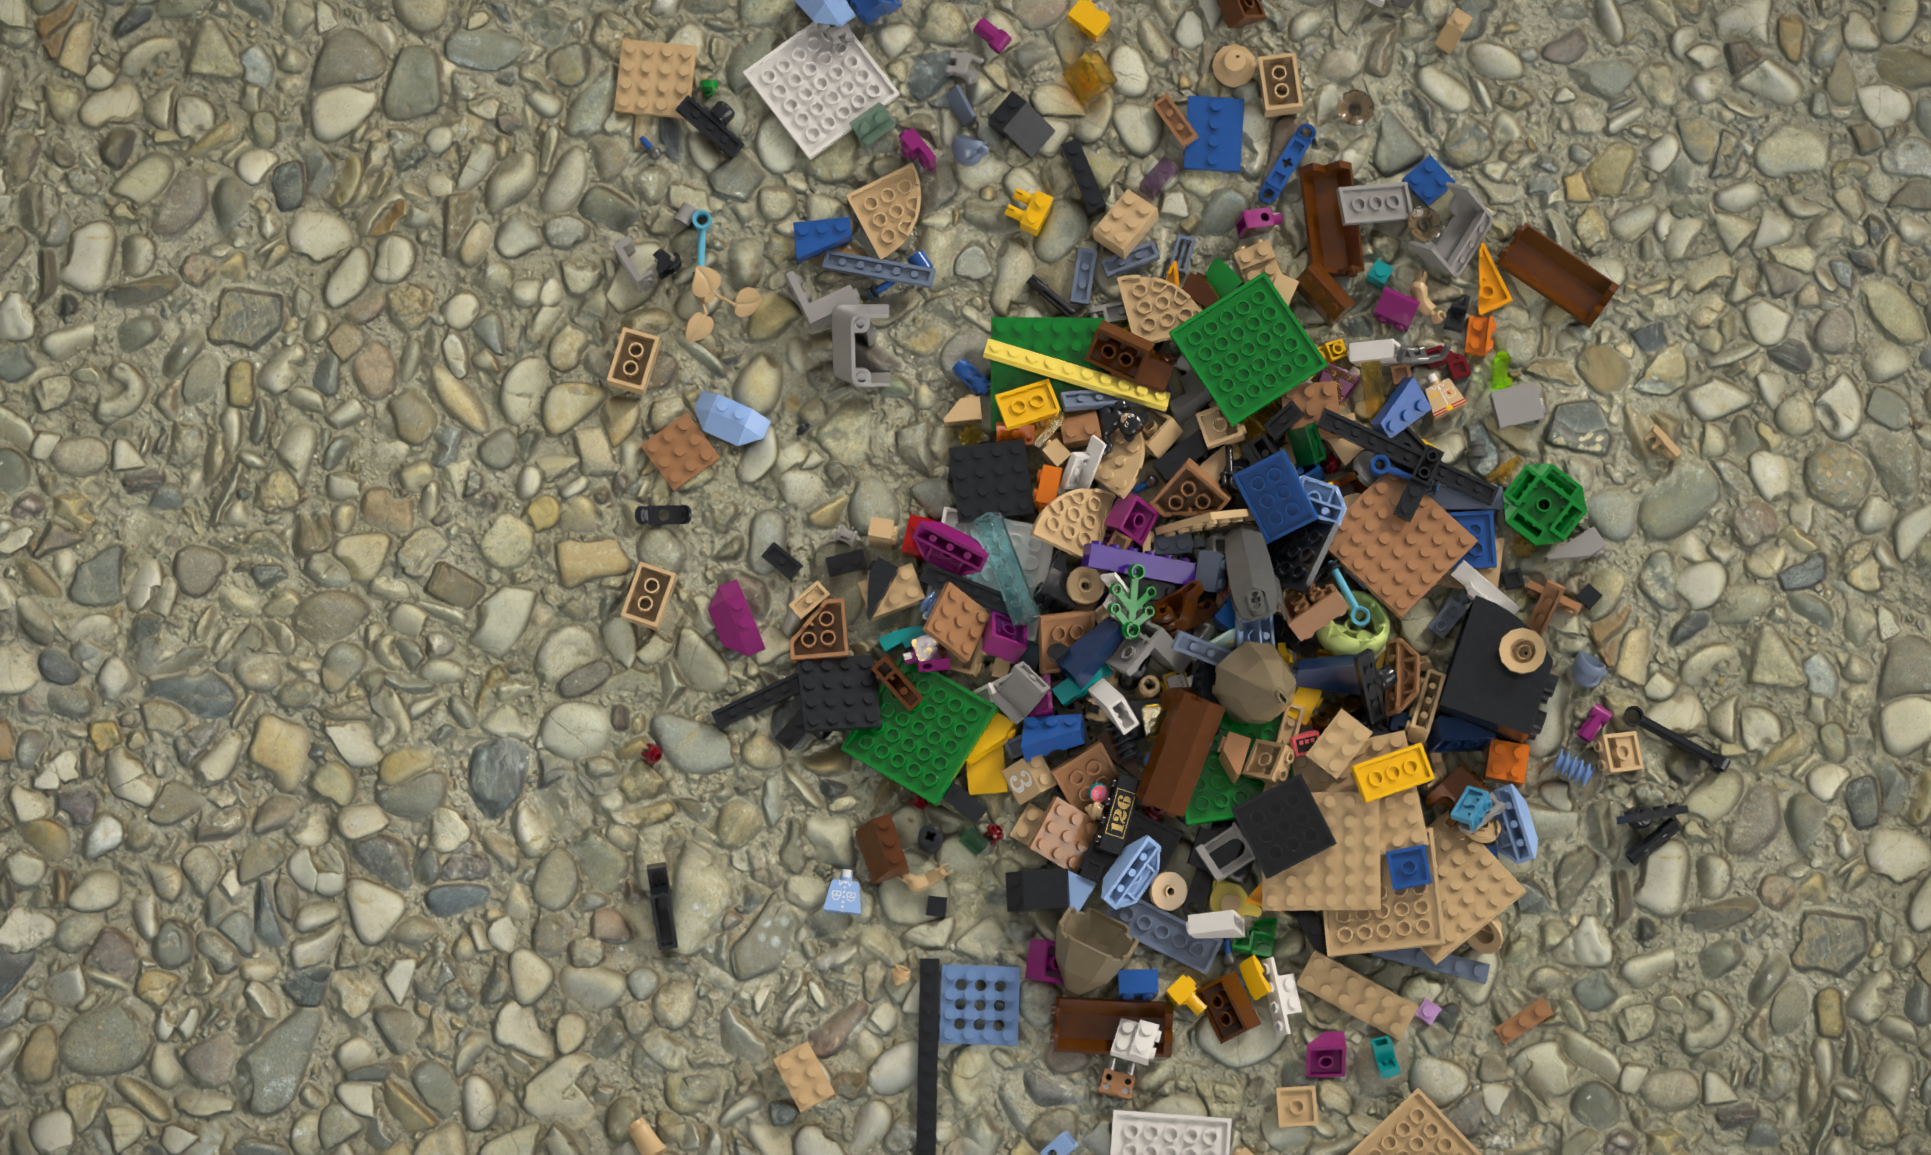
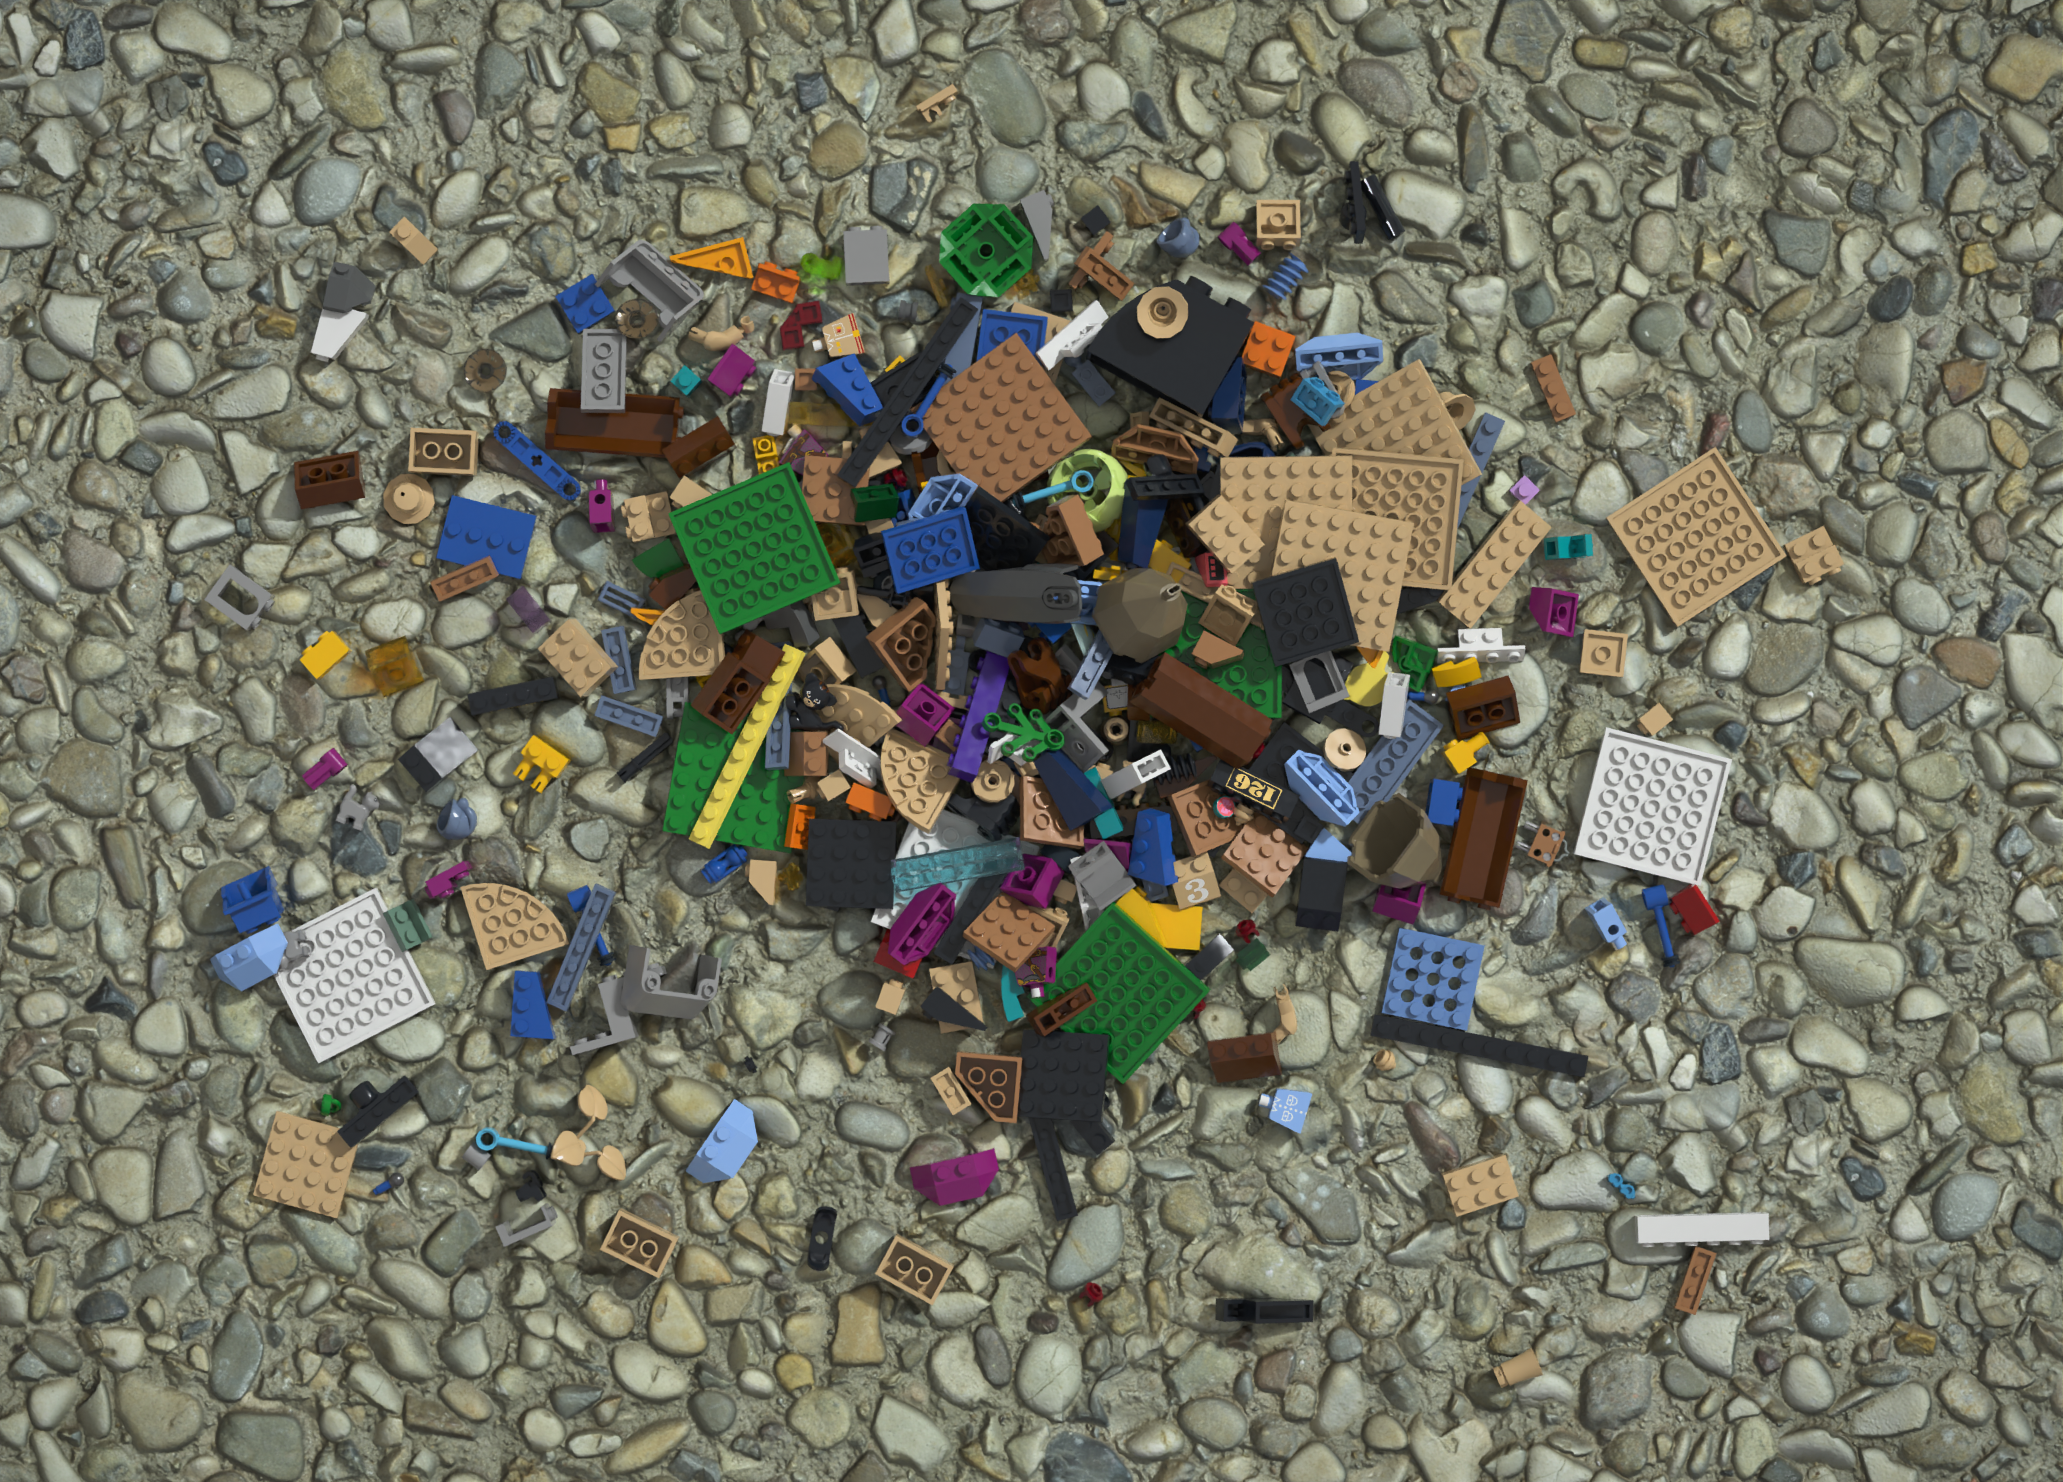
camera: 80 degrees left, 10 degrees up
(680, 452) = (752, 1207): medium nougat plate -> none
(782, 561) = (898, 1113): black plate -> none
(846, 563) = (912, 1041): black plate -> none
(934, 832) = (1235, 998): black piece -> none
(936, 906) = (1316, 1007): black tile -> none
(961, 106) = (403, 820): sand blue slope -> none
(1027, 404) = (772, 807): yellow plate -> none
(1052, 424) = (803, 786): clear yellow plate -> none
(1058, 652) = (1065, 825): black tile -> none
(1136, 1041) = (1504, 816): white plate -> none
(1230, 902) = (1371, 684): tan tile -> none
(1284, 420) = (842, 523): black plate -> none
(1392, 773) = (1268, 481): yellow tile -> none
(1407, 356) = (782, 366): dark grey piece -> none
(1409, 867) = (1373, 482): blue plate -> none
(1418, 483) = (943, 387): black slope -> none
(1456, 315) = (748, 303): black slope -> none
(1557, 274) = (722, 181): reddish brown panel -> none
(1713, 759) = (1275, 154): black piece -> none

